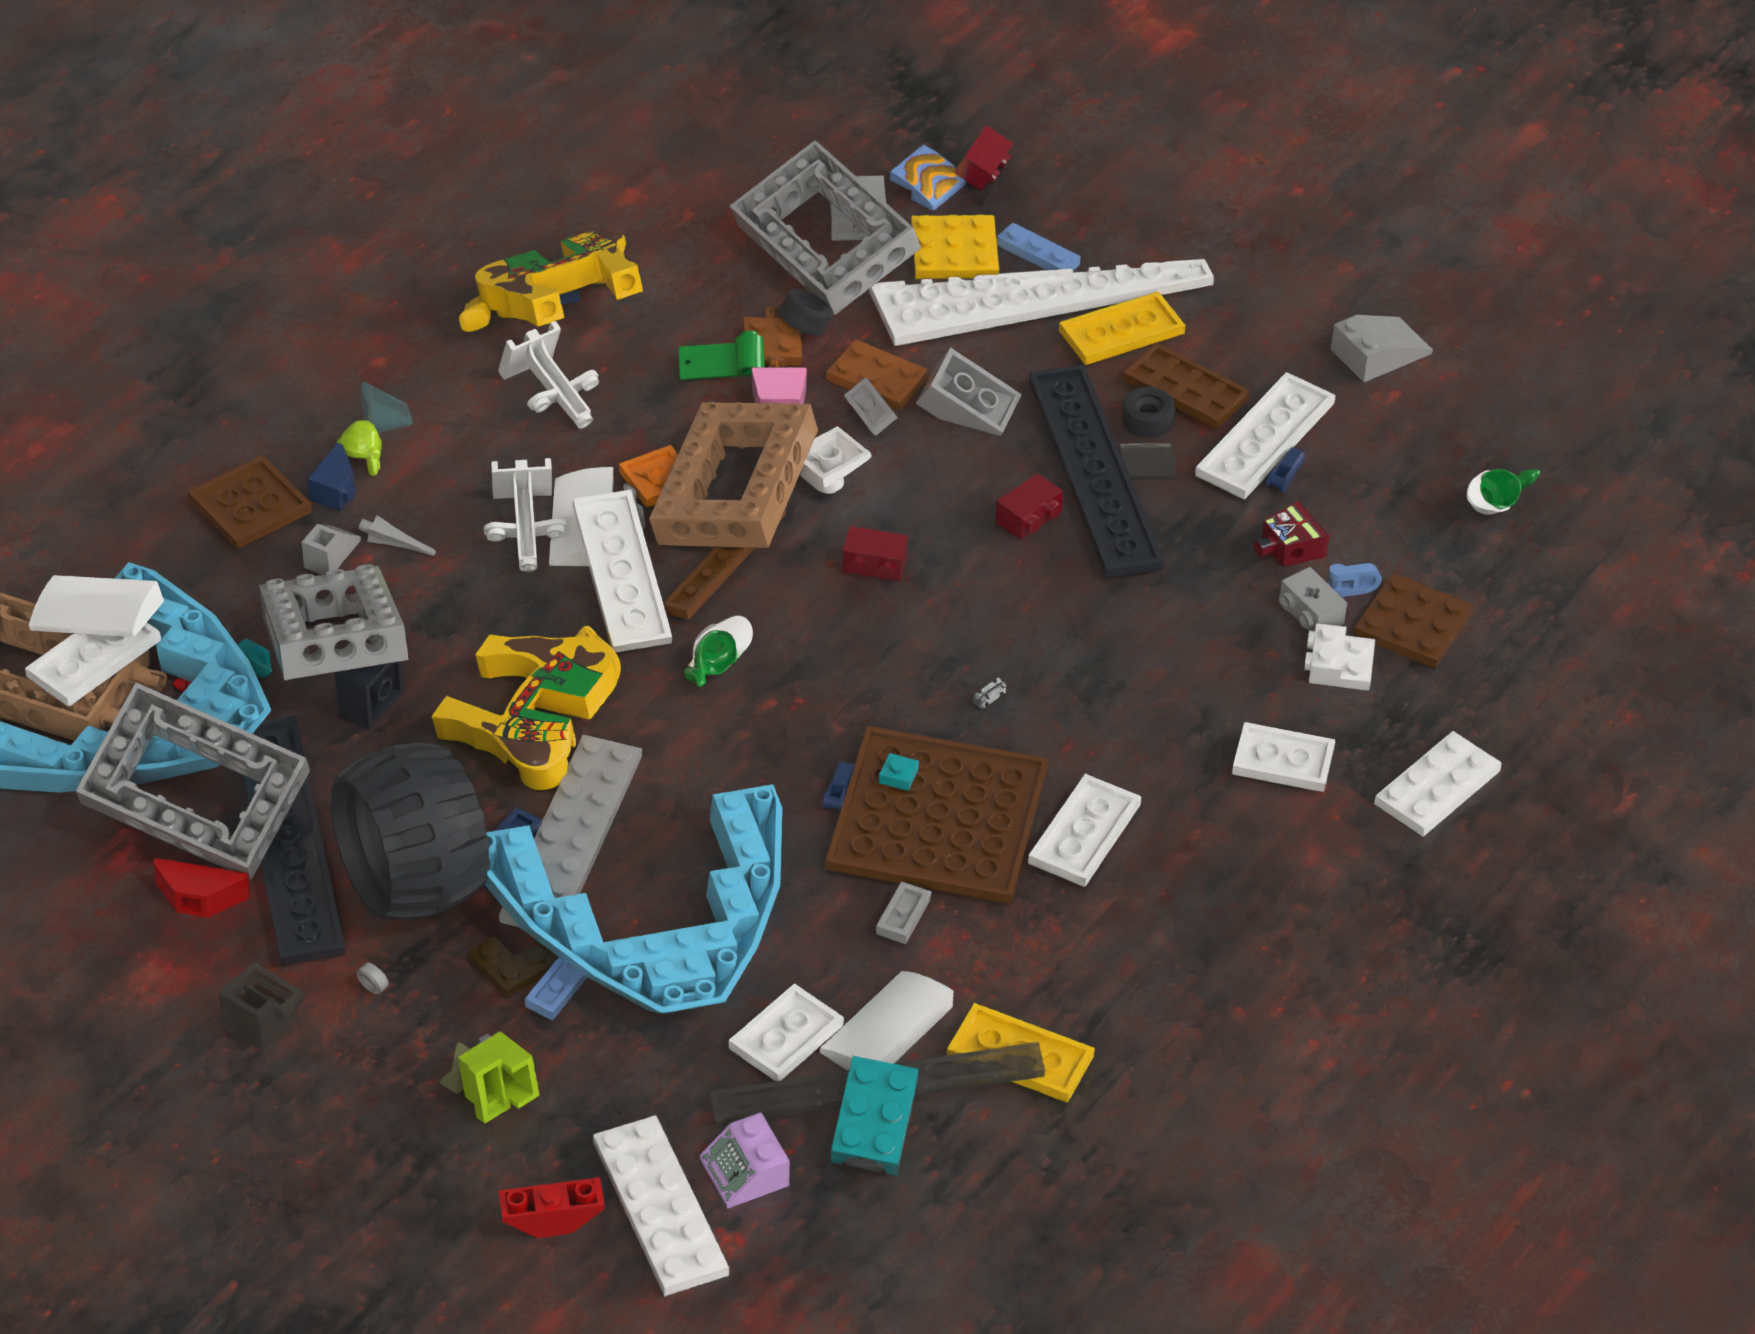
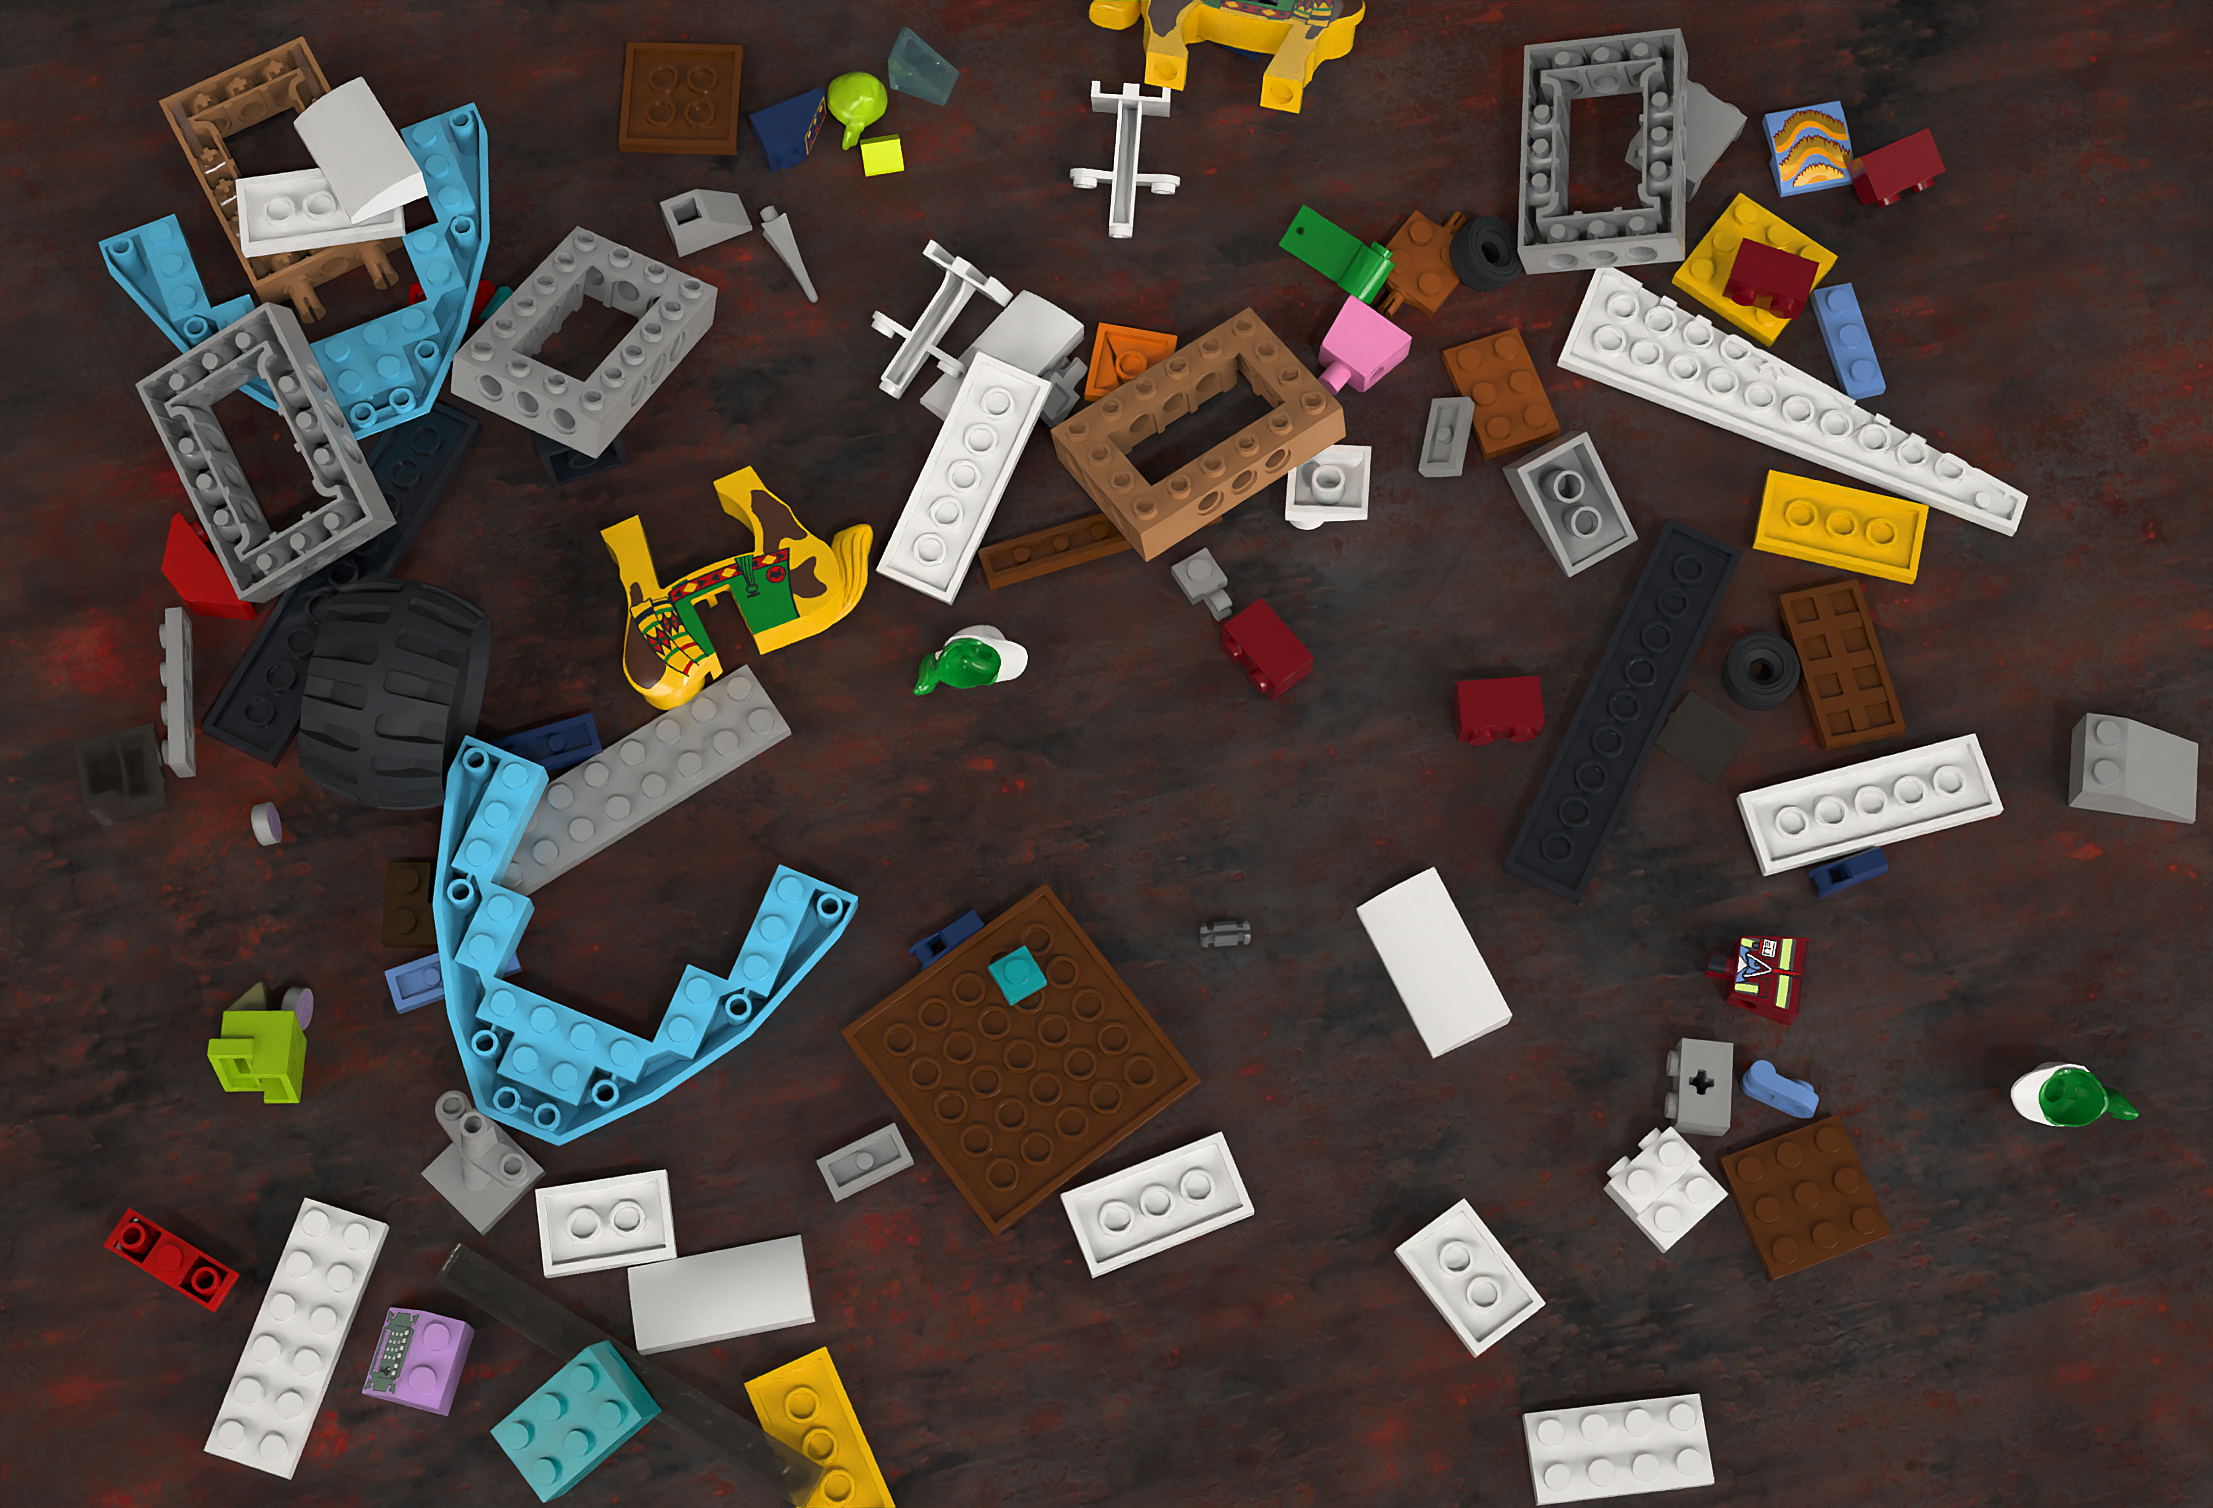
camera: 40 degrees right, 25 degrees up
(239, 943) = (178, 678): none -> light grey plate
(402, 463) = (882, 155): none -> neon yellow slope
(684, 1055) = (483, 1166): none -> light grey piece
(805, 547) = (1203, 580): none -> light grey plate
(973, 236) = (1770, 279): none -> dark red brick
(1116, 636) = (1434, 963): none -> white slope

